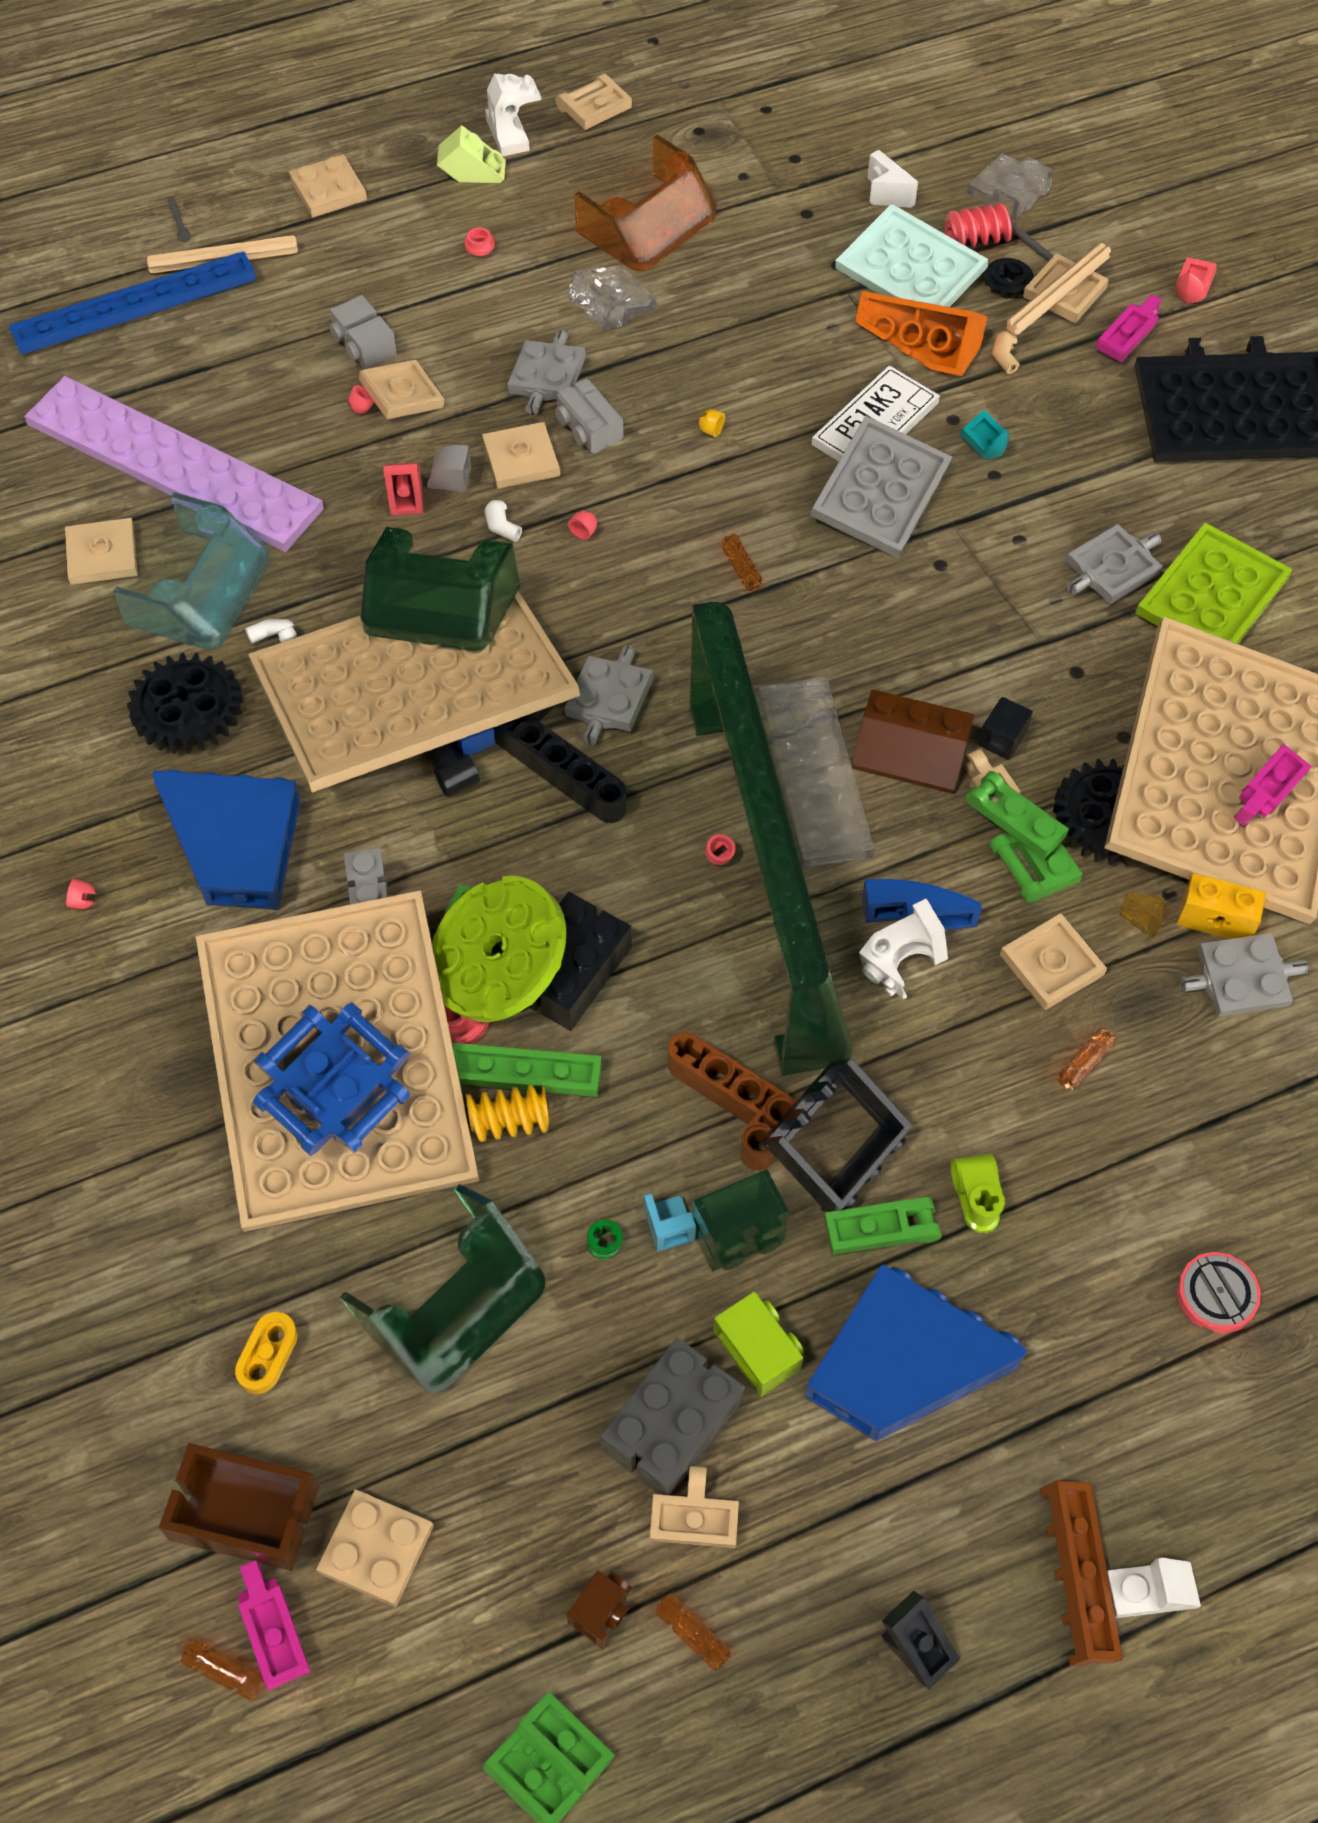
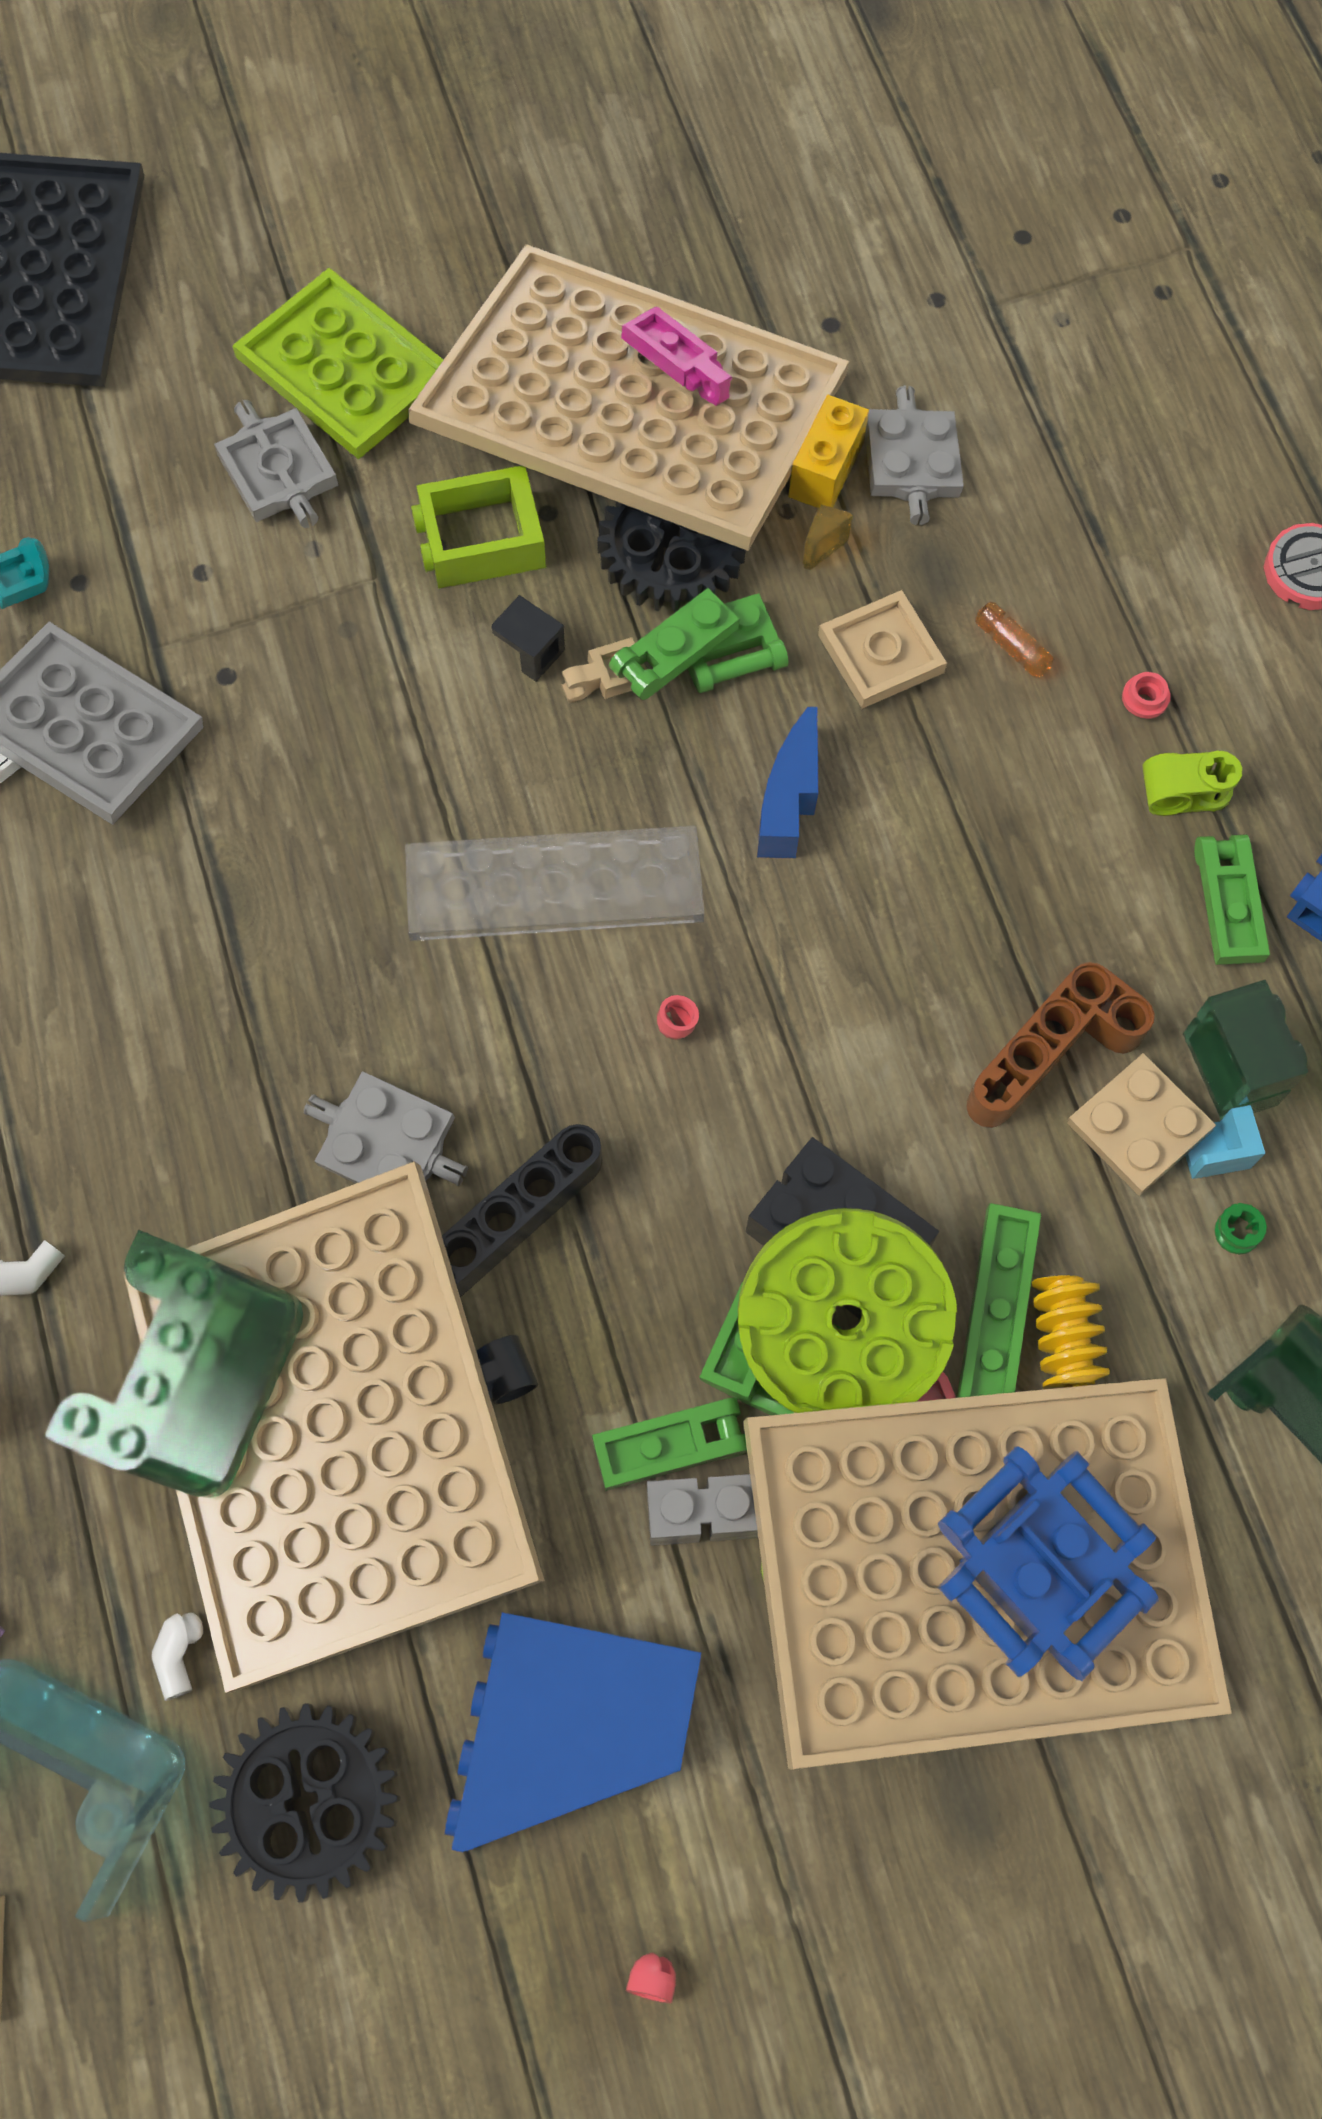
camera: 85 degrees left, 10 degrees up
(413, 867) = (668, 1444): none -> bright green plate
(582, 524) = (60, 1146): coral hinge -> none
(679, 1163) = (1141, 1124): none -> tan plate
(728, 703) = (727, 915): clear green windscreen -> none
(741, 562) = (176, 930): clear orange axle -> none
(866, 1161) = (1147, 902): black window -> none
(911, 935) = (844, 786): white tile -> none
(912, 741) = (533, 752): reddish brown slope -> none
(1058, 1149) = (1147, 684): none -> coral plate
(1100, 717) = (484, 559): none -> lime window

